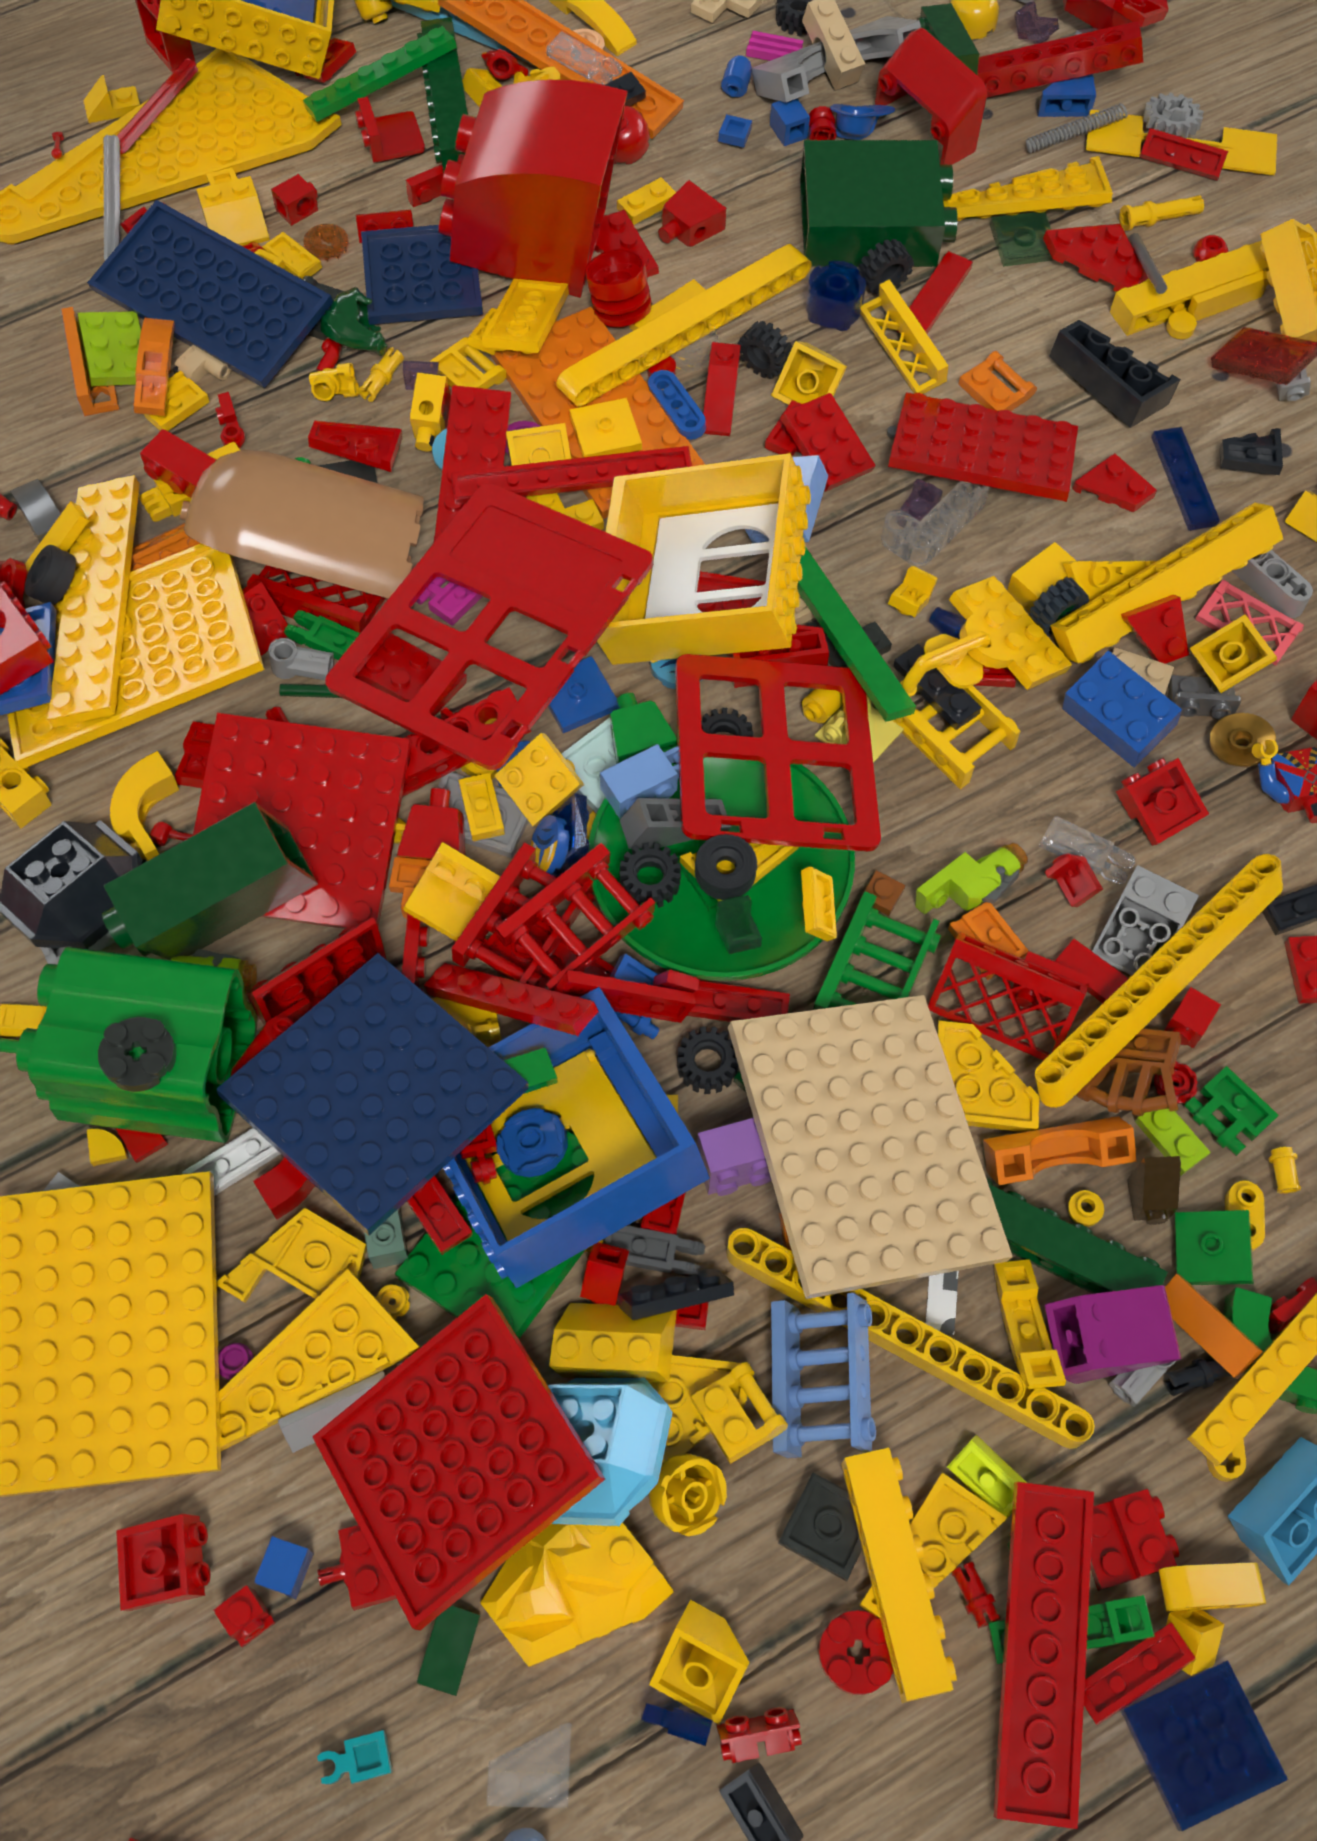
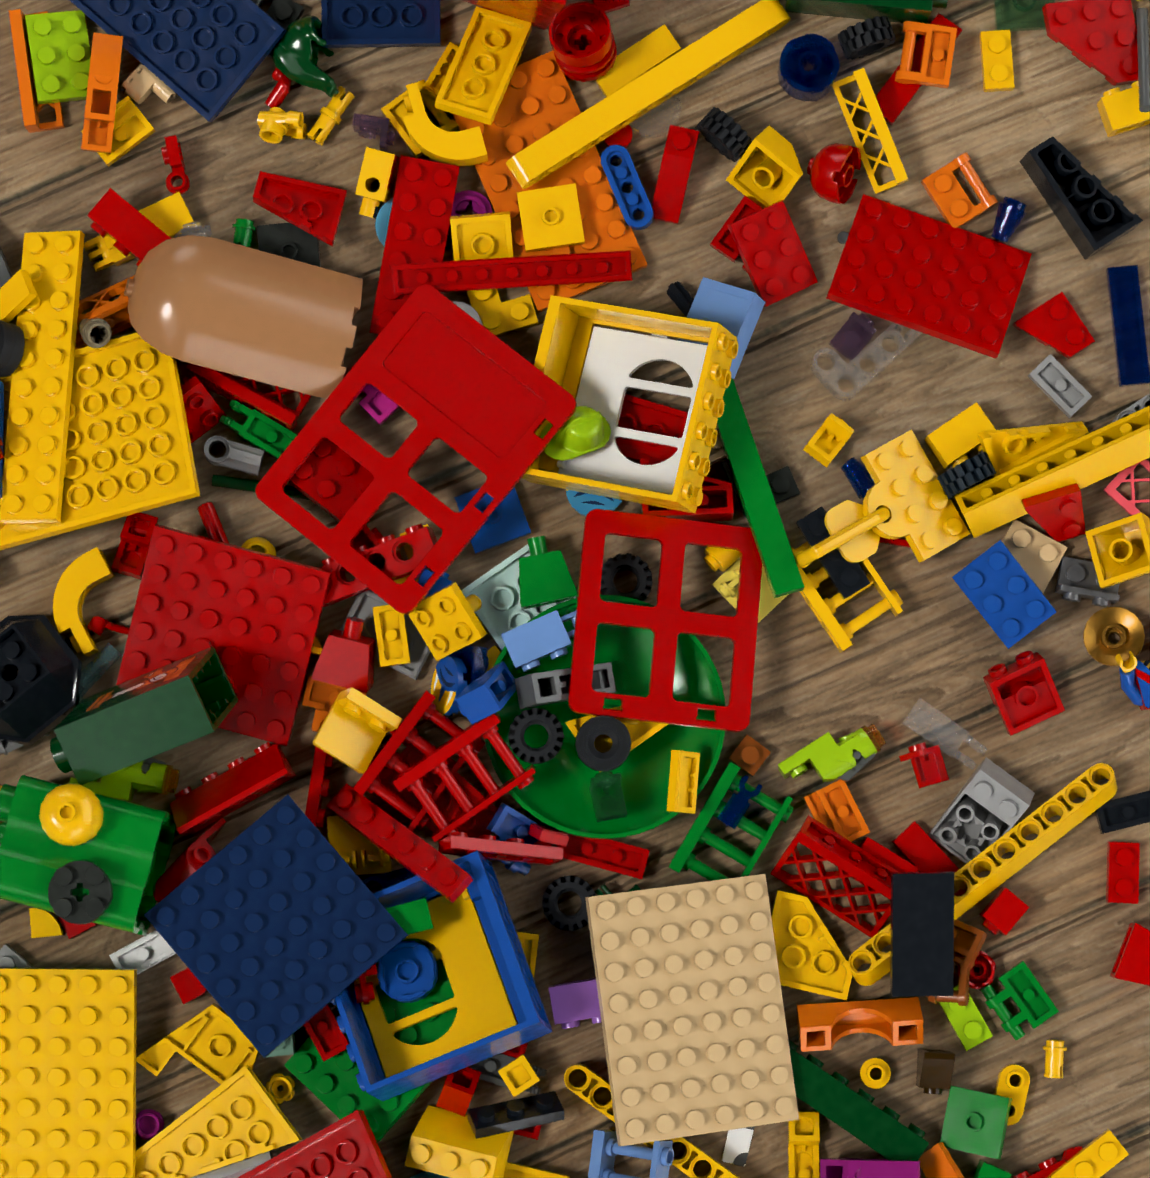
camera: 10 degrees right, 20 degrees up
(124, 971) = (71, 814): none -> yellow cylinder
(149, 548) = (100, 332): none -> dark tan cone
(480, 371) = (443, 146): none -> yellow arch
(588, 830) = (487, 693): none -> blue slope
(658, 594) = (581, 434): none -> lime piece
(674, 1247) = (518, 1075): none -> yellow plate
(874, 372) = (833, 172): none -> red cylinder
(880, 932) = (738, 804): none -> clear blue bar
(954, 276) = (936, 55): none -> orange plate
(1009, 284) = (996, 60): none -> yellow plate
(1049, 397) = (1008, 218): none -> clear blue cone
(1113, 1031) = (922, 934): none -> black tile
(1132, 530) = (1059, 386): none -> light grey plate

